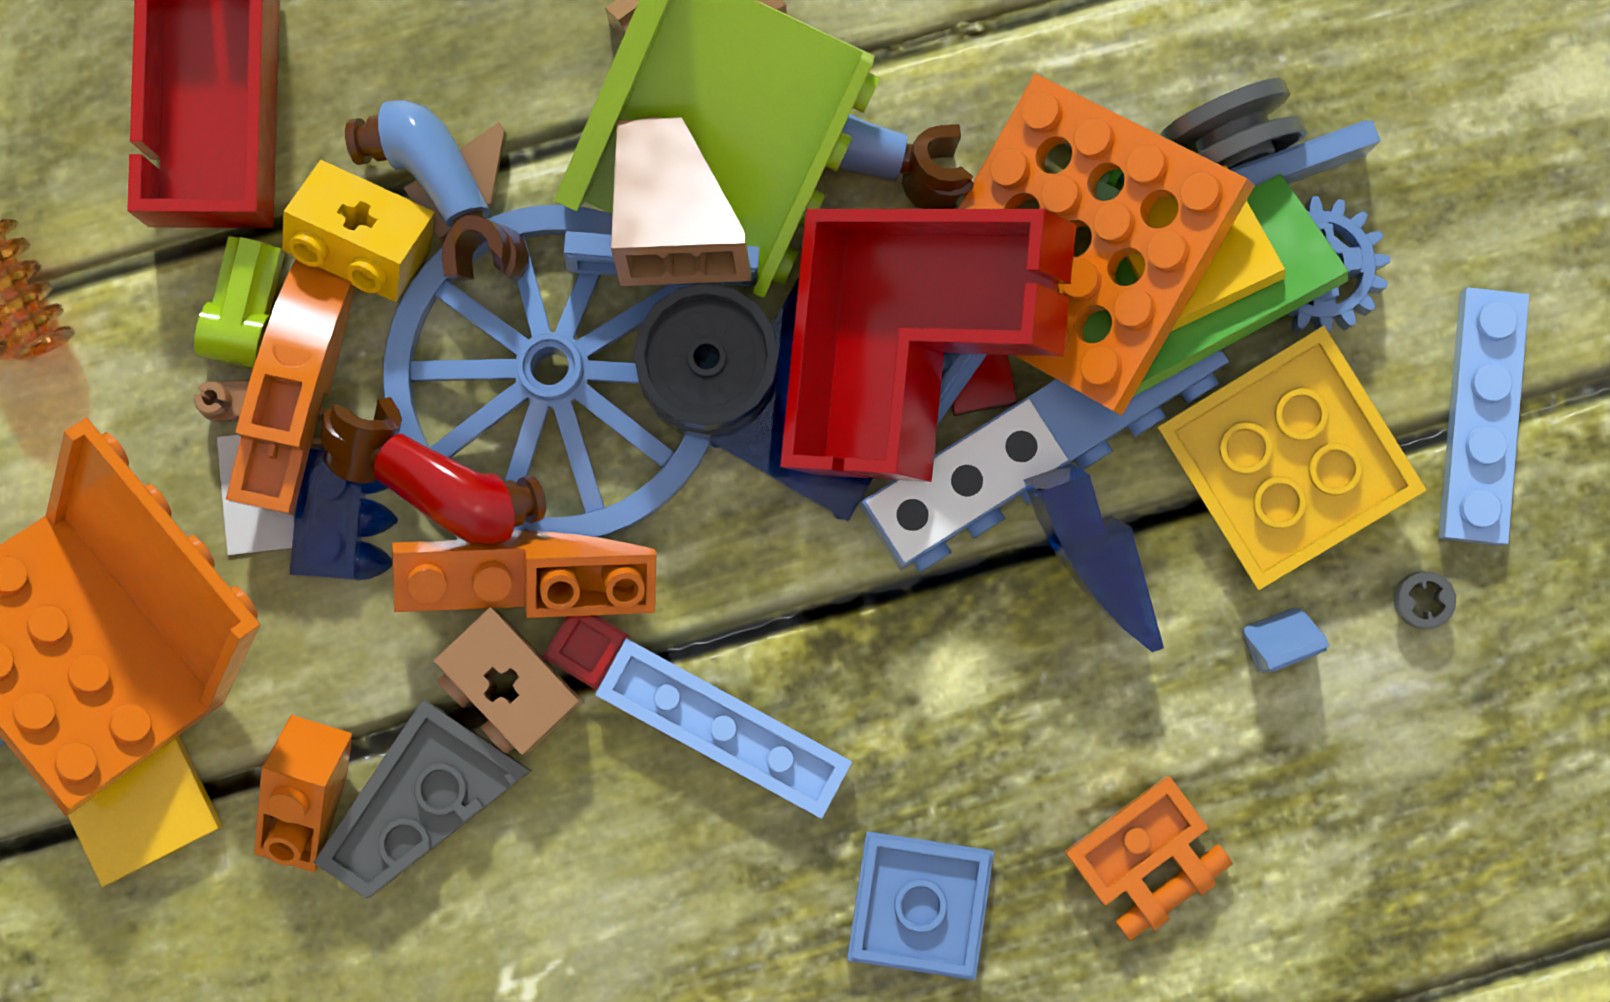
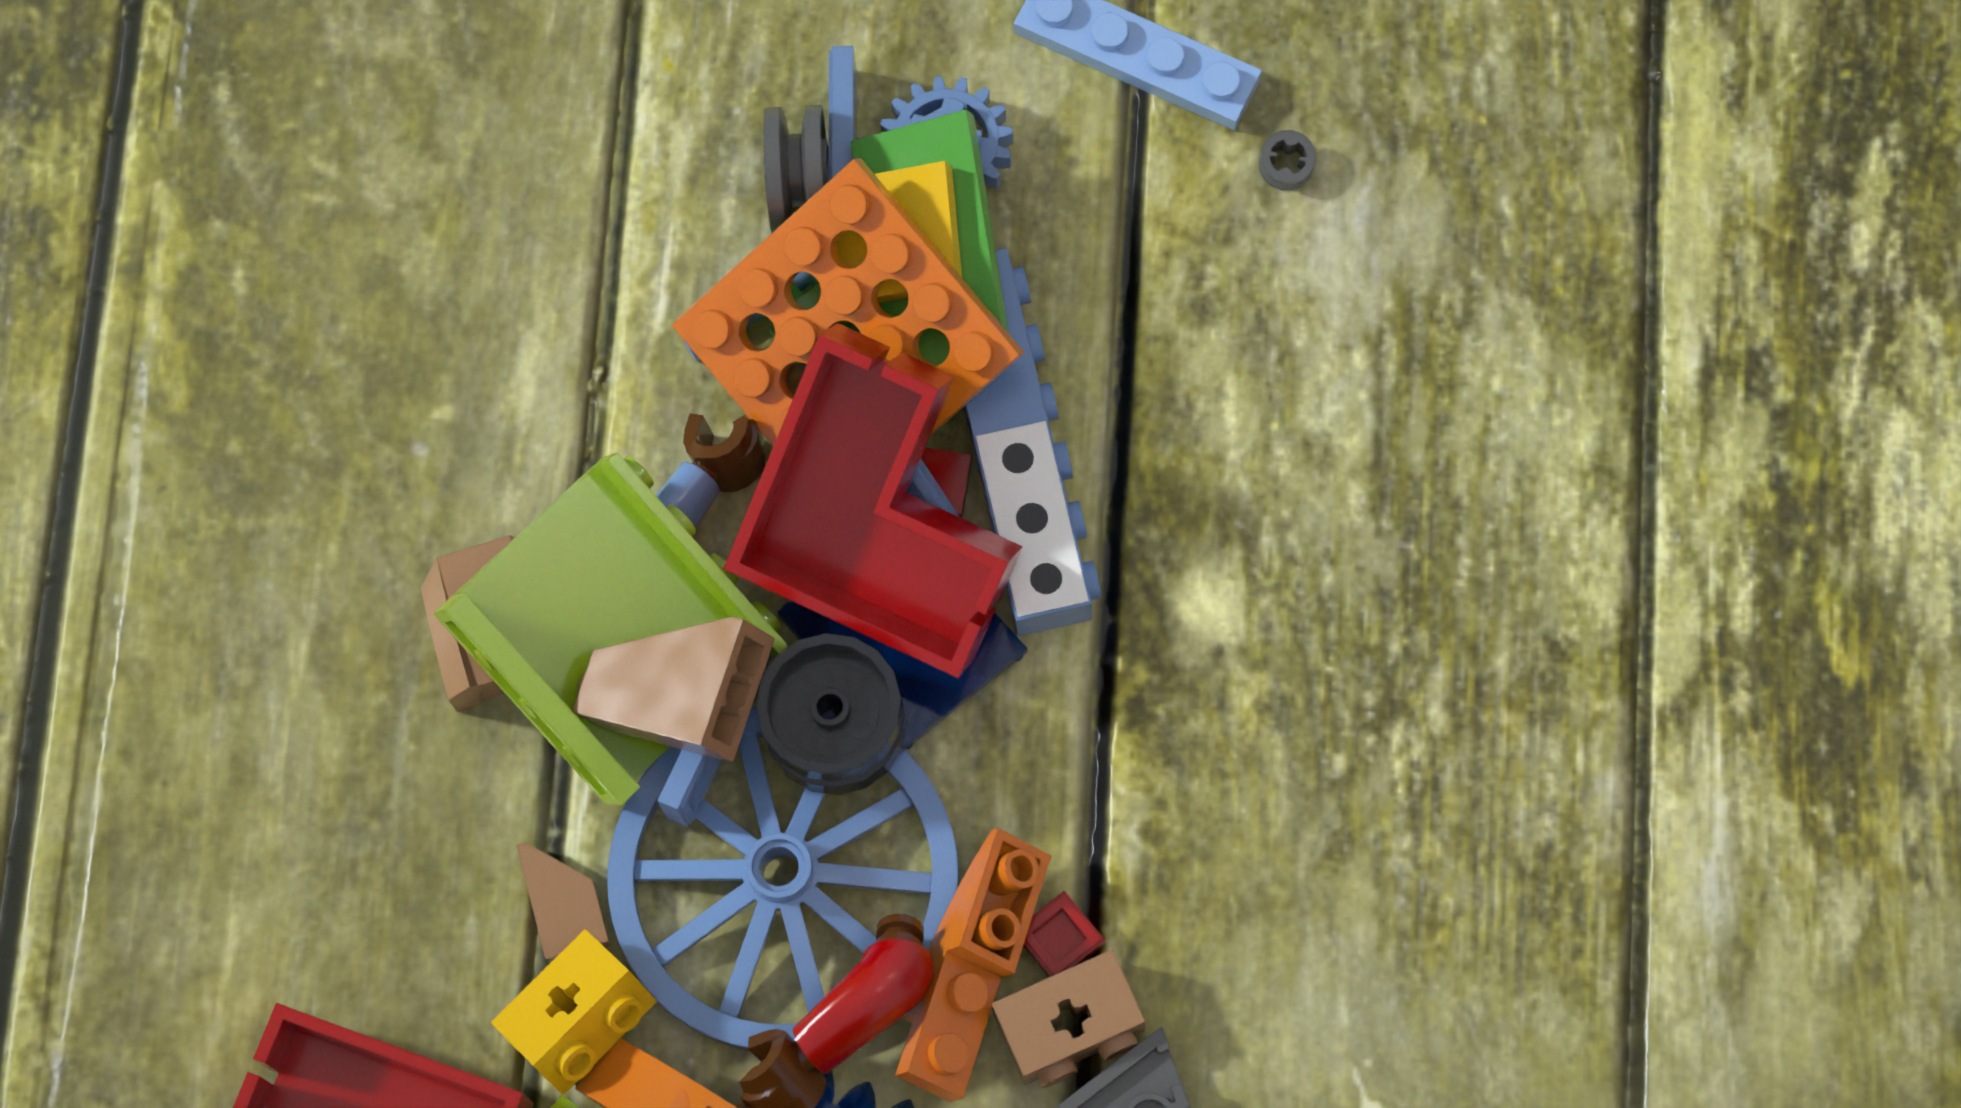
camera: 65 degrees left, 10 degrees down
(422, 144) = (517, 916): piece -> none
(723, 728) = (1184, 830): light blue plate -> none
(920, 905) = (1415, 708): medium blue tile -> none
(1095, 550) = (1140, 425): clear blue slope -> none
(1137, 842) = (1424, 492): orange plate -> none
(1283, 640) = (1281, 294): medium blue slope -> none
(1291, 458) = (1115, 228): yellow plate -> none

